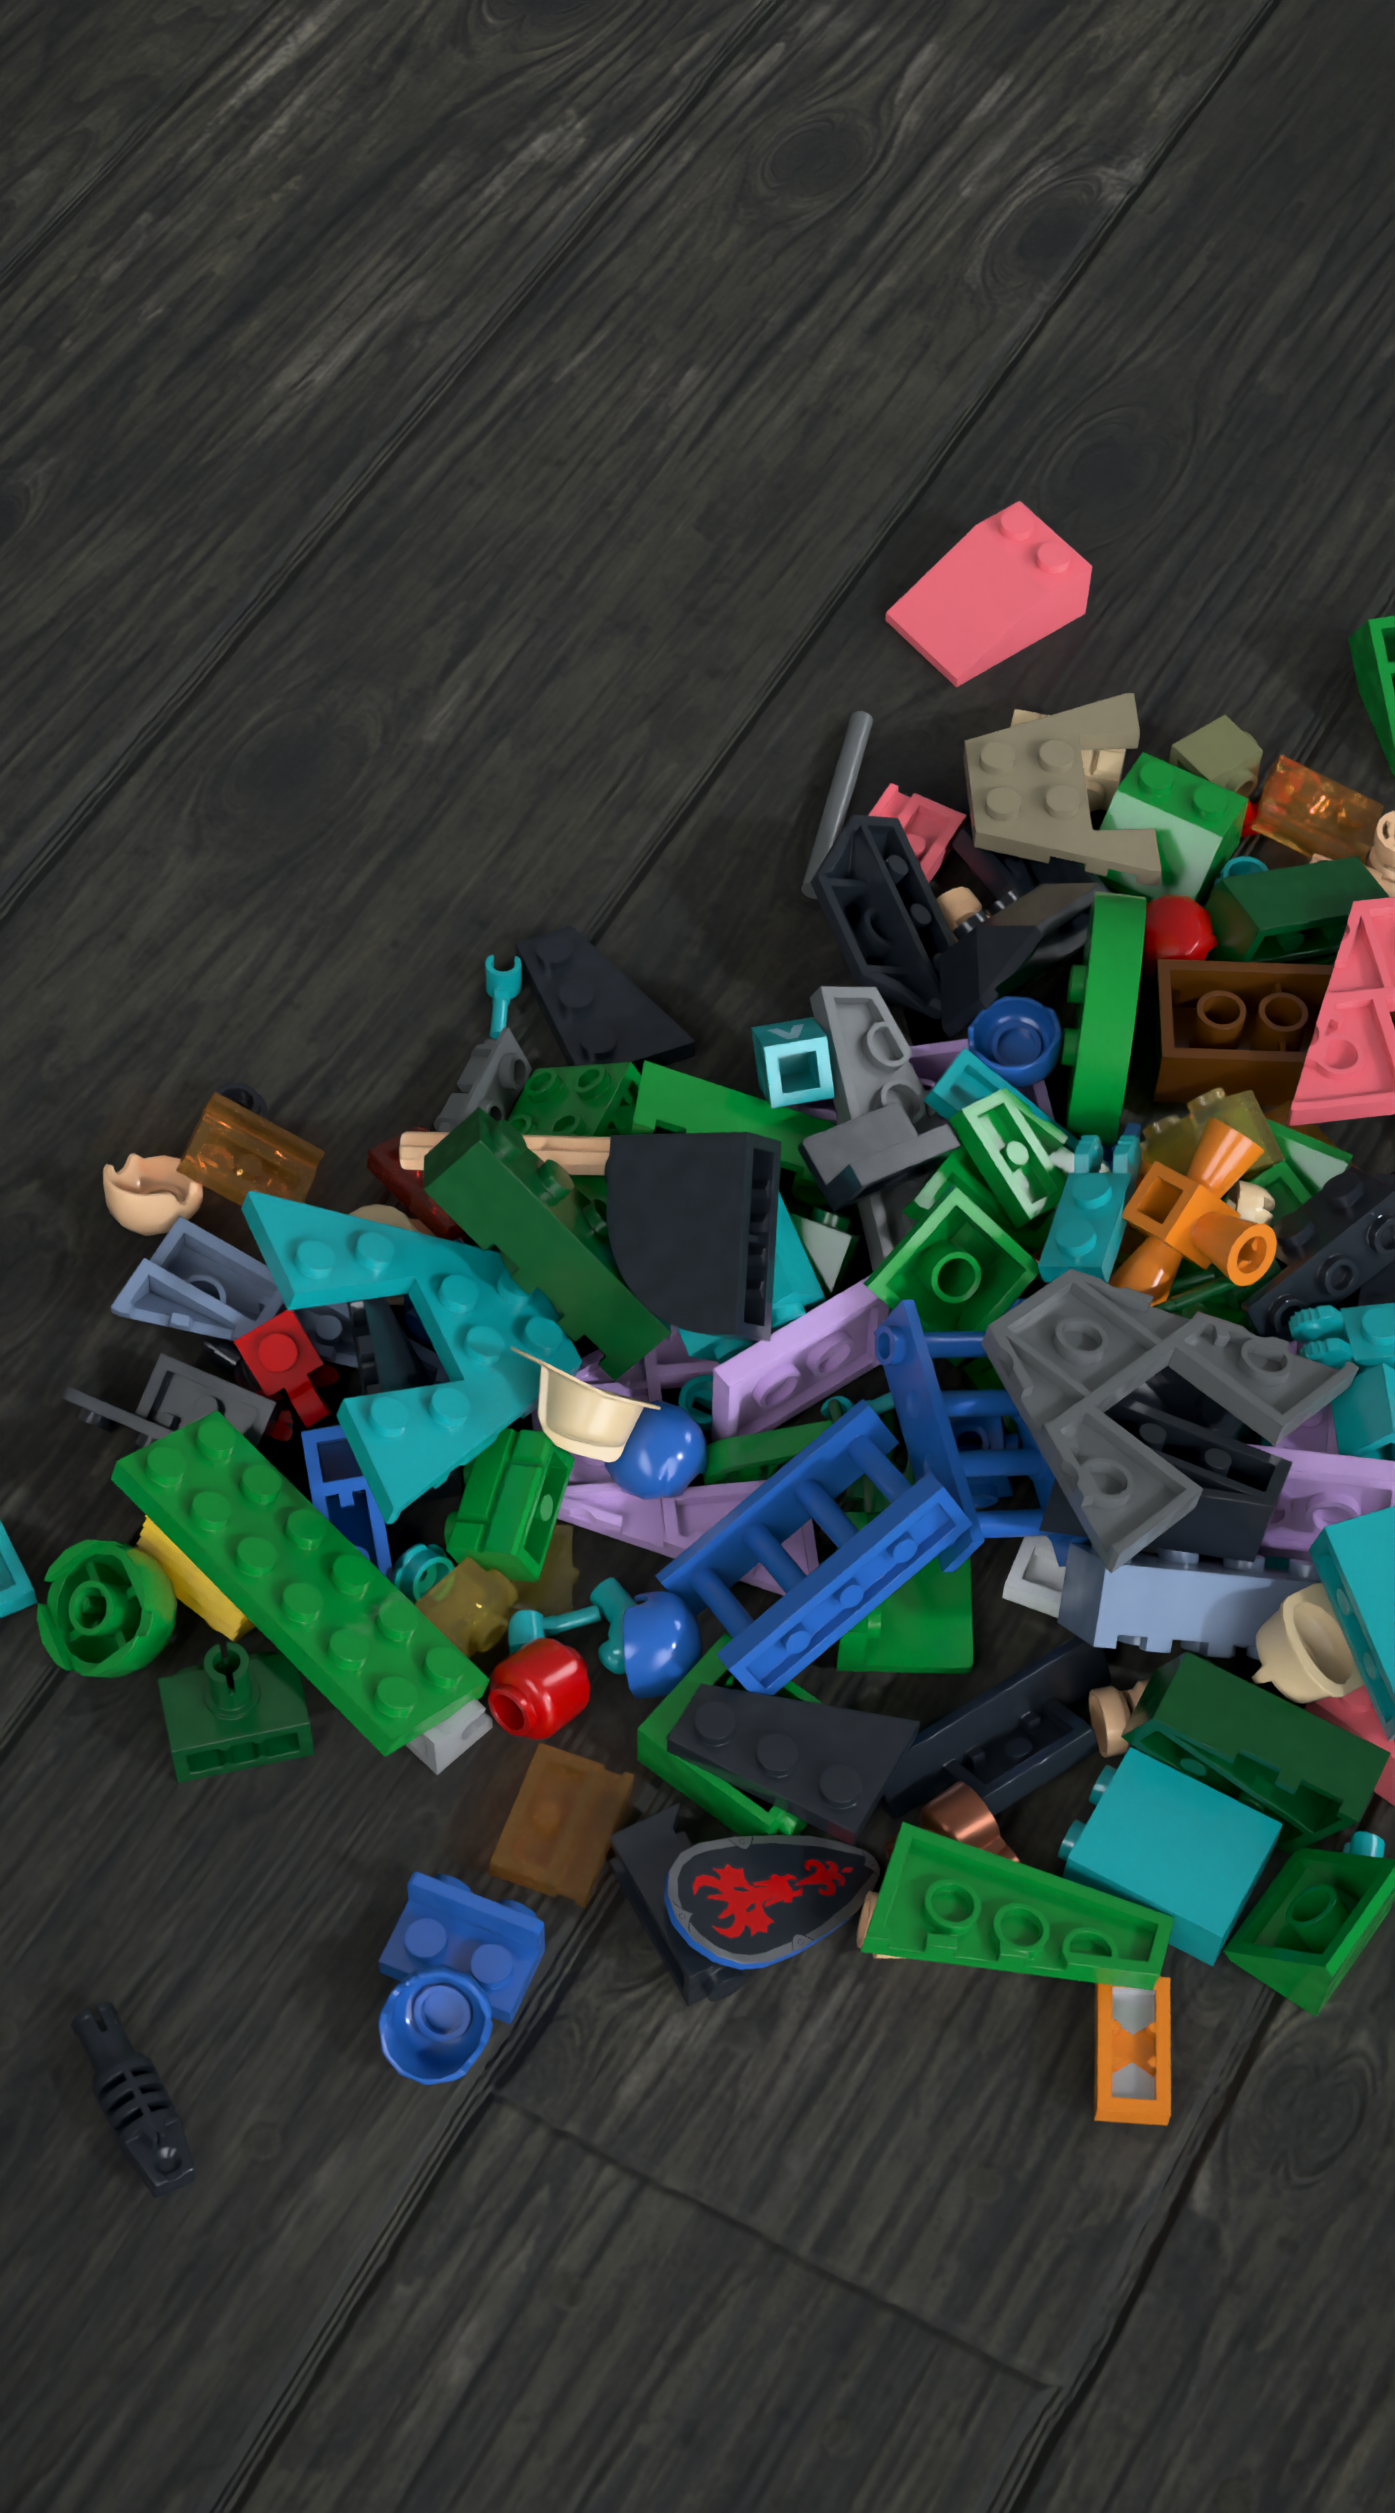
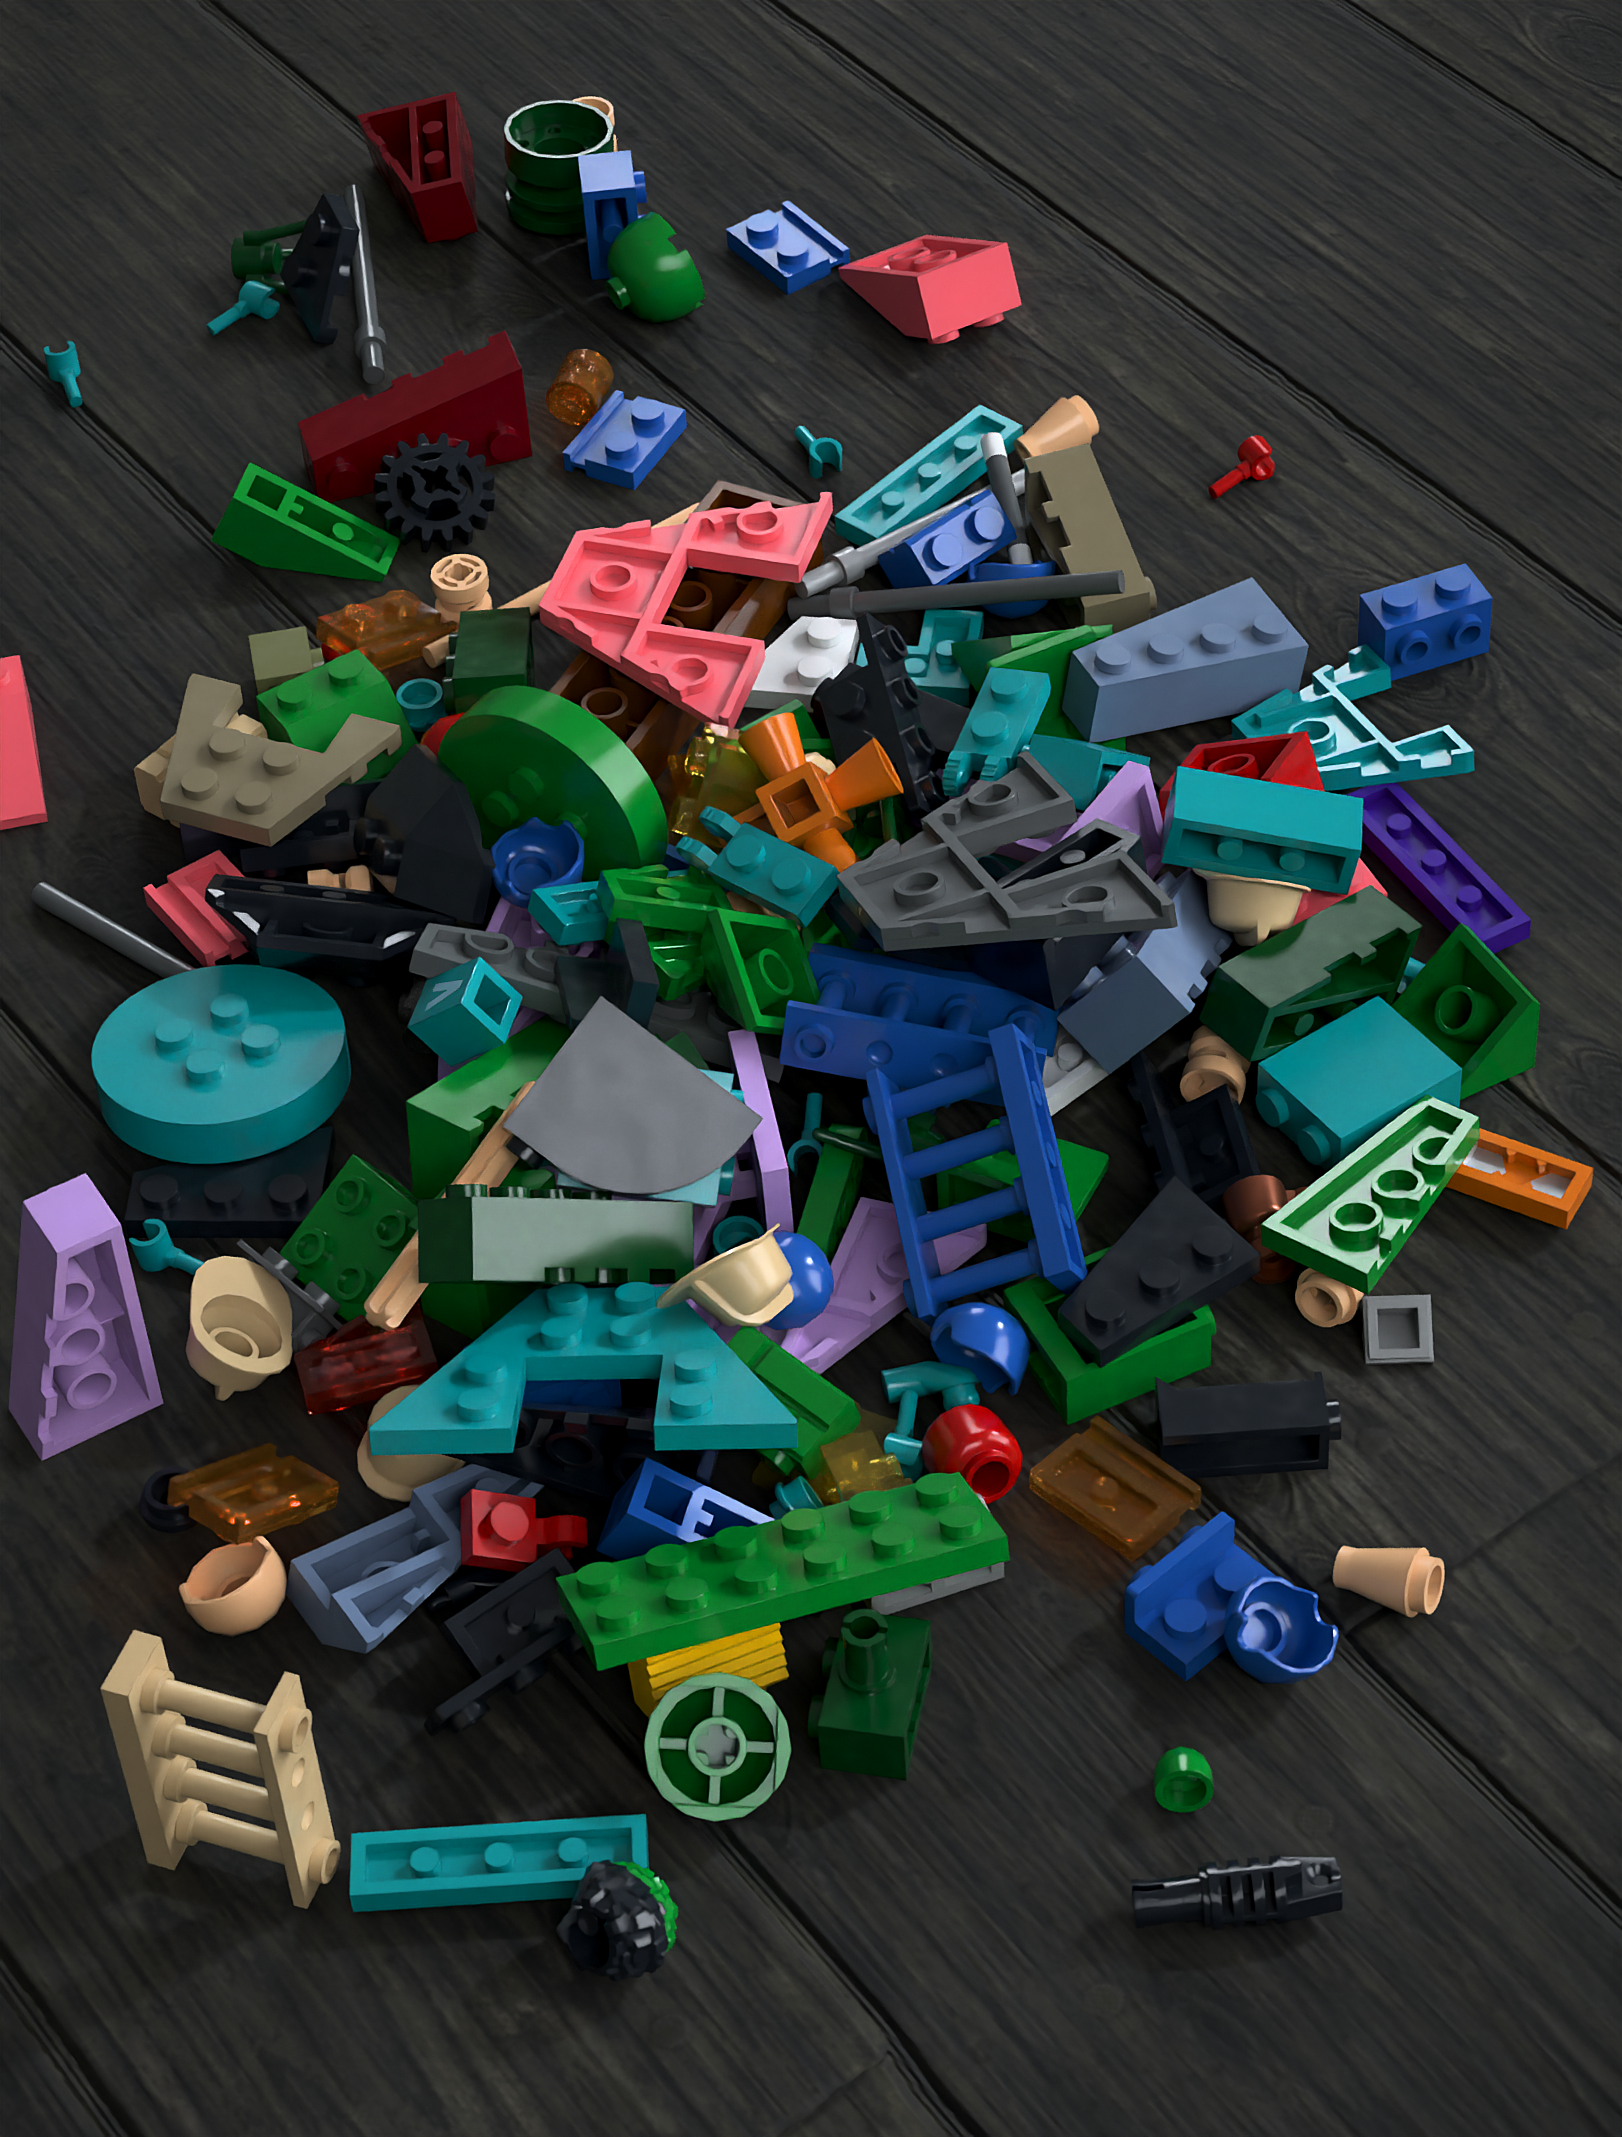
camera: 60 degrees left, 10 degrees down
(250, 2006) = (1183, 1780): none -> green hinge
(330, 949) = (77, 1323): none -> lavender wedge
(421, 1066) = (238, 1325): none -> tan piece
(556, 2107) = (1393, 1577): none -> light nougat cone
(713, 929) = (221, 1064): none -> teal brick
(765, 1895) = (1273, 1351): shield -> none
(884, 2005) = (1397, 1329): none -> light grey slope

